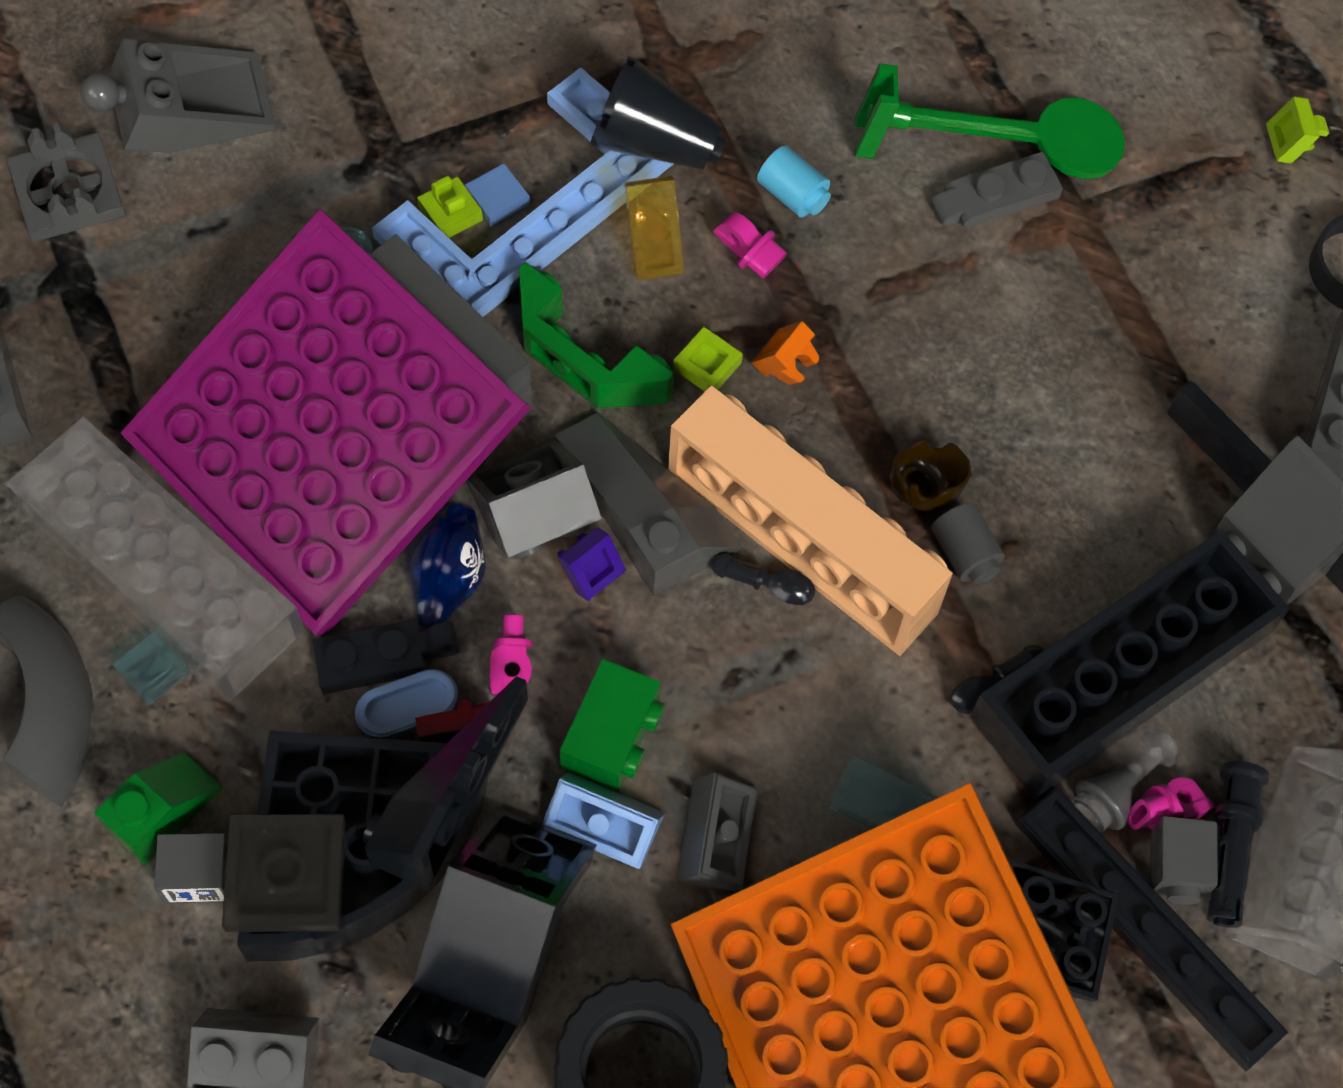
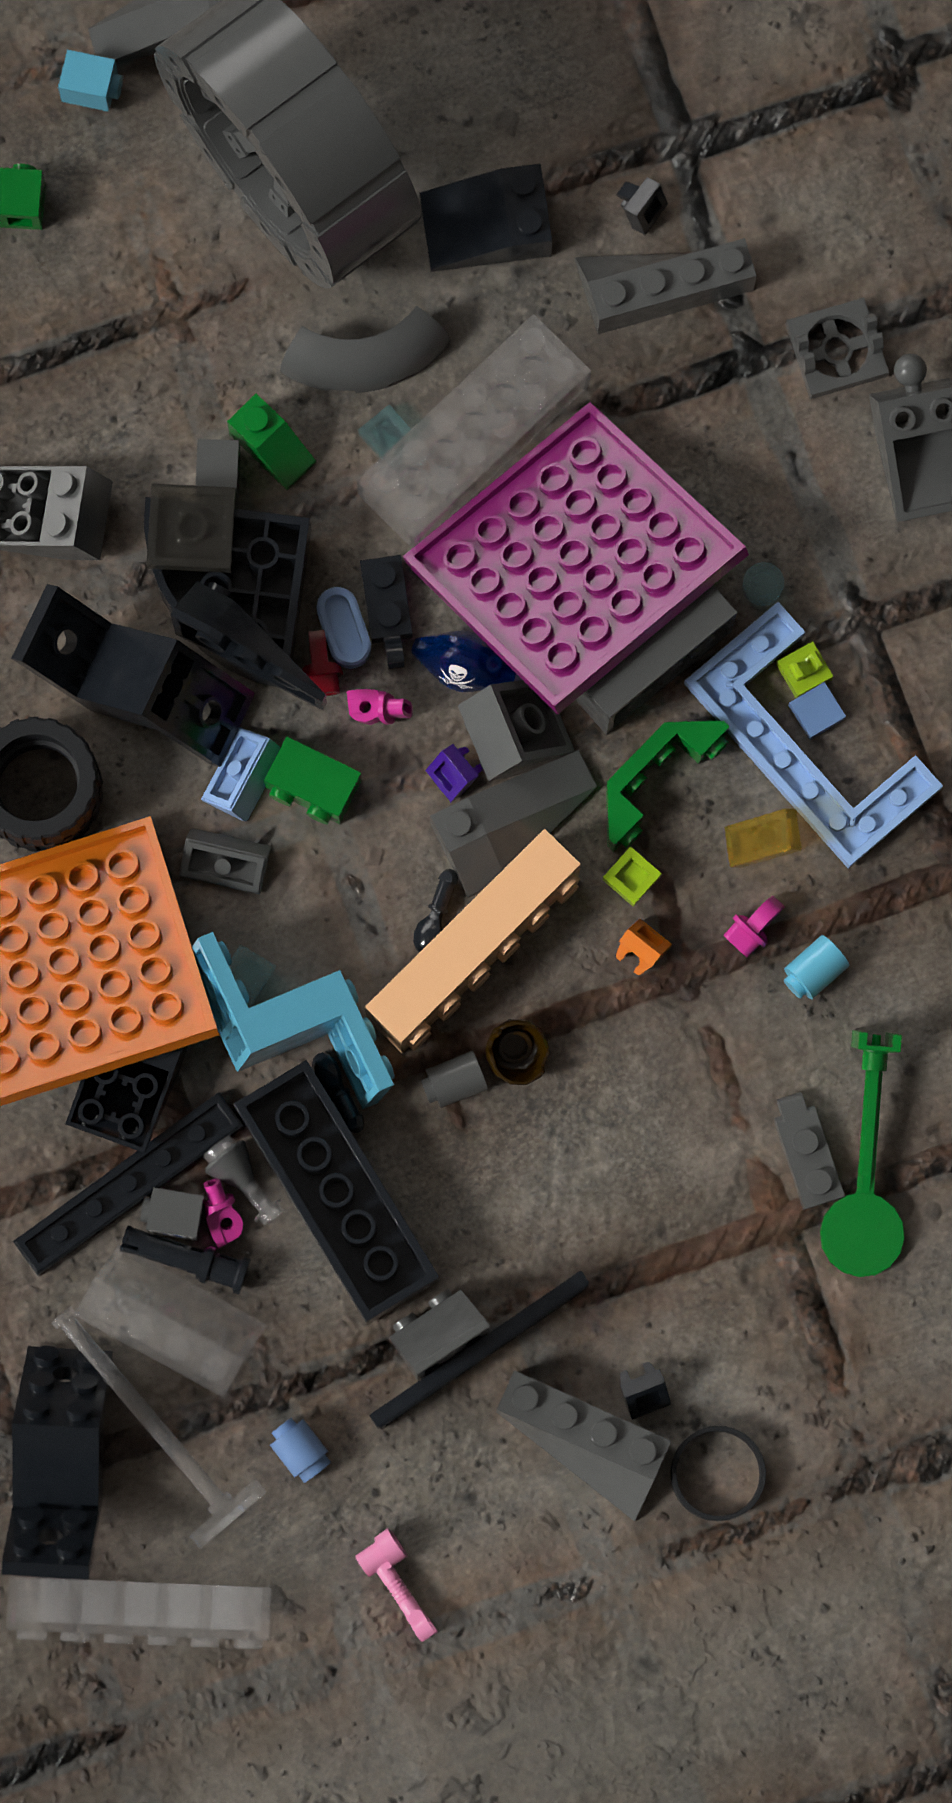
camera: 95 degrees right, 15 degrees up
(656, 121) = (861, 842): black cone -> none
(929, 711) = (293, 1020): none -> medium azure bracket
(1295, 129) = (857, 1432): lime tile -> none
(1299, 341) = (645, 1392): none -> black tile

